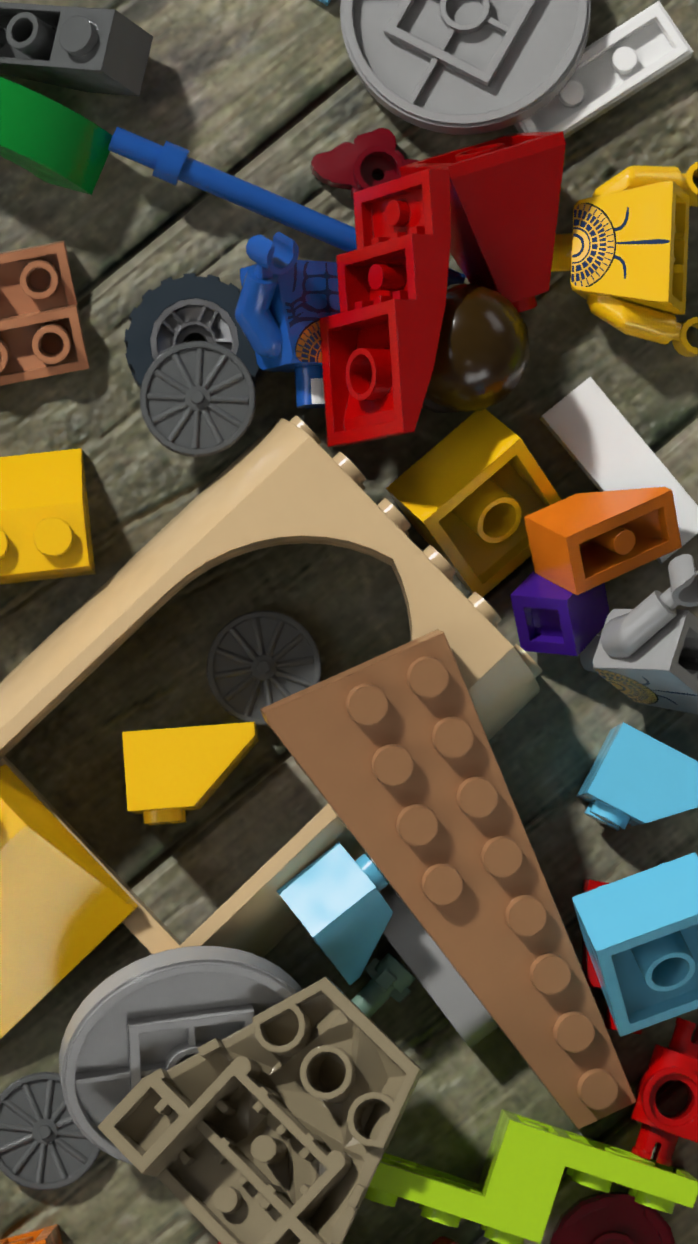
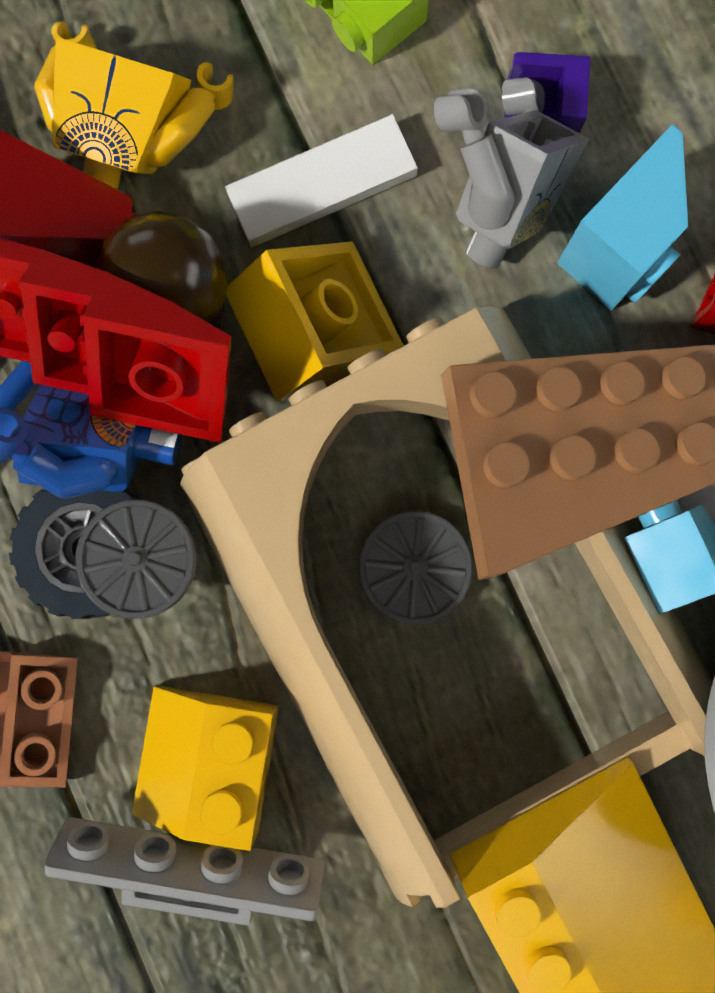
camera: 65 degrees left, 0 degrees up
(181, 767) = (500, 678): yellow slope -> none
(556, 619) = (435, 271): dark purple panel -> none
(601, 535) = (380, 210): orange slope -> none

